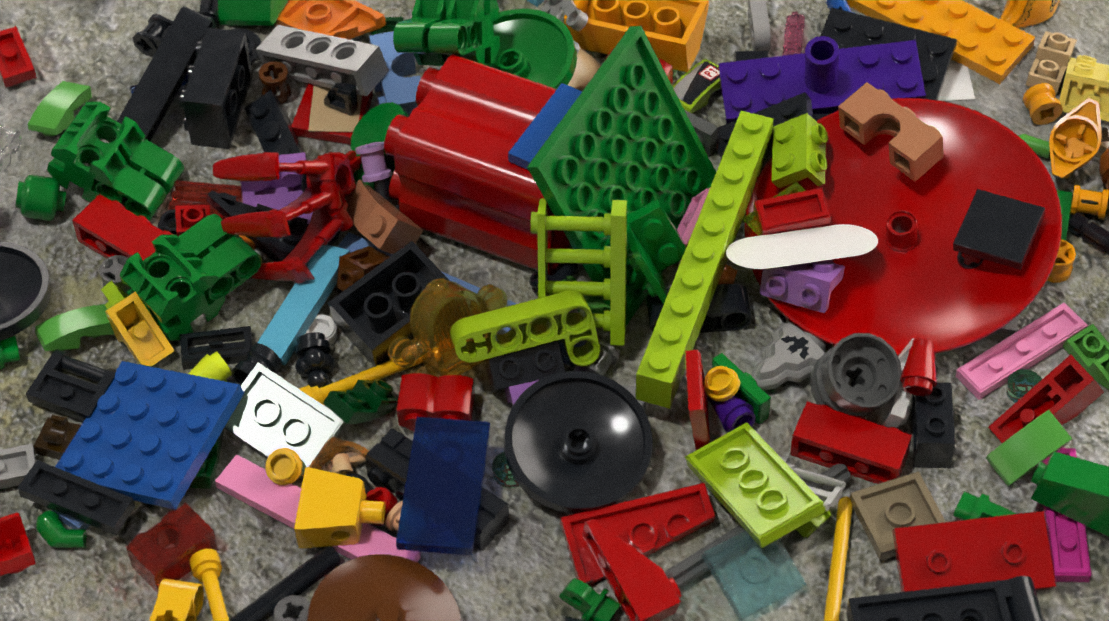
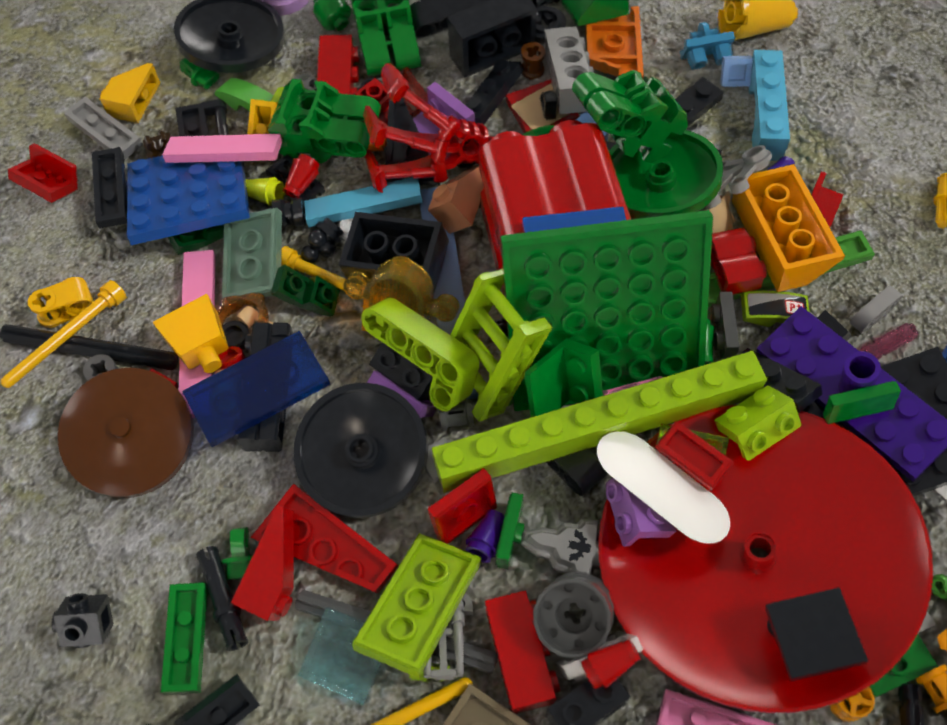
camera: 55 degrees right, 10 degrees up
(57, 535) = (85, 199): green arm -> none
(135, 371) = (222, 148): none -> bright pink tile
(177, 527) = (107, 261): clear red brick -> none
(228, 329) = (301, 175): none -> red cone
(283, 466) = (214, 281): yellow plate -> none
(357, 264) = (412, 207): reddish brown bracket -> none
(434, 398) = (341, 336): red brick -> none
(721, 383) = (492, 514): yellow plate -> none
(843, 76) = (861, 402): none -> green tile
(874, 113) = (840, 505): nougat arch -> none

